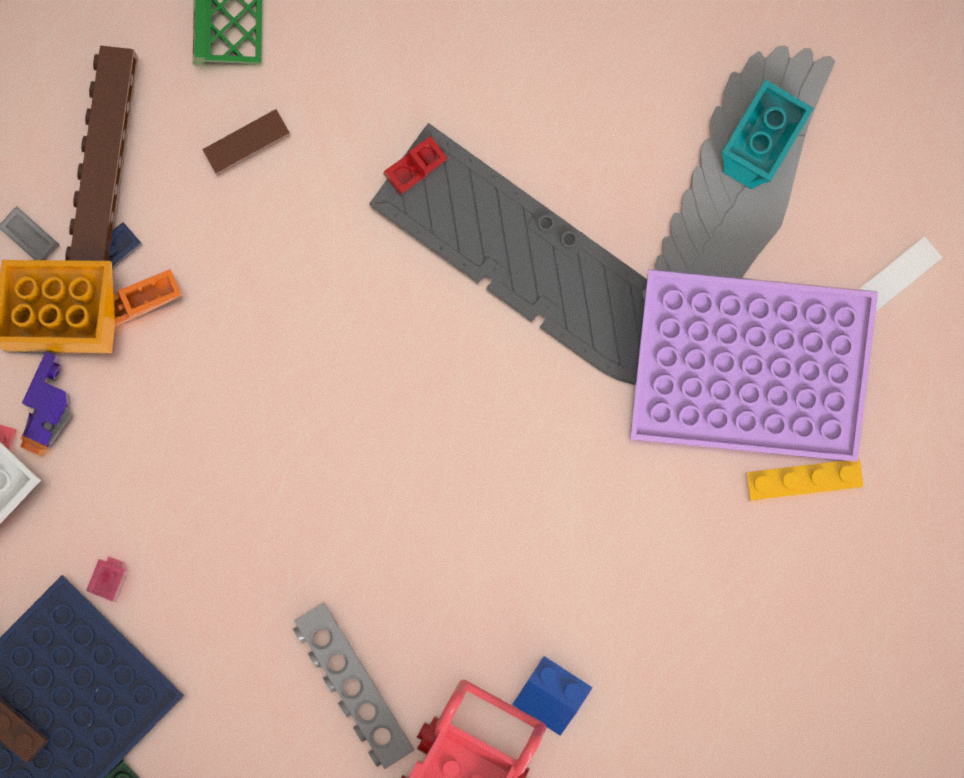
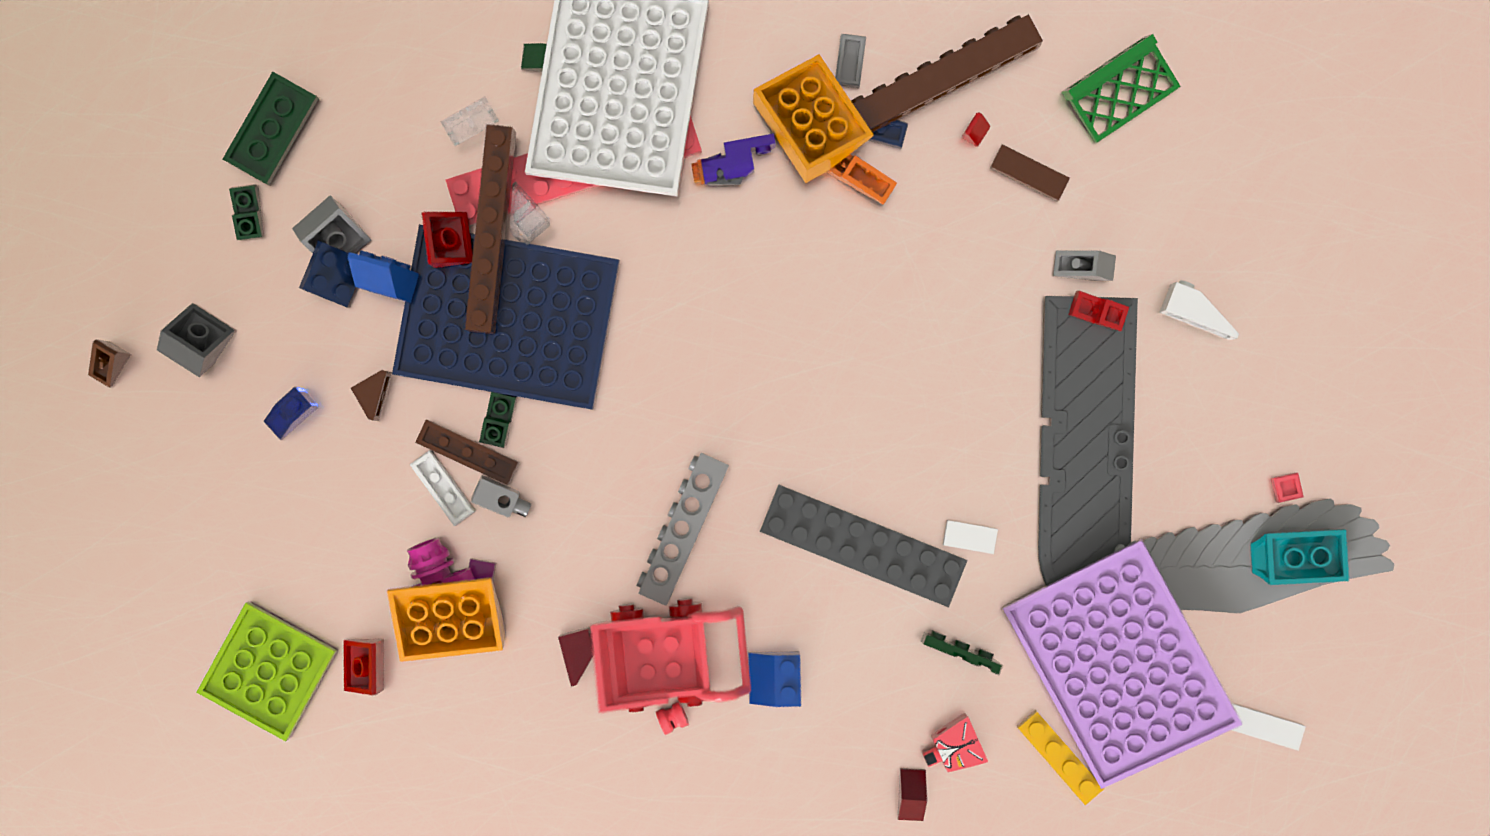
camera: 60 degrees right, 5 degrees up
(108, 579) = (638, 295): clear pink brick -> none
(173, 163) = (976, 130): none -> red slope
(365, 149) = (1085, 265): none -> light grey slope
(473, 78) = (1195, 309): none -> white slope
(484, 528) = (863, 545): none -> dark grey plate
(544, 424) = (970, 537): none -> white tile
(643, 503) = (937, 641): none -> dark green wing
(695, 104) = (1287, 487): none -> coral tile
(728, 569) = (956, 746): none -> coral torso
(747, 641) = (912, 794): none -> dark red slope

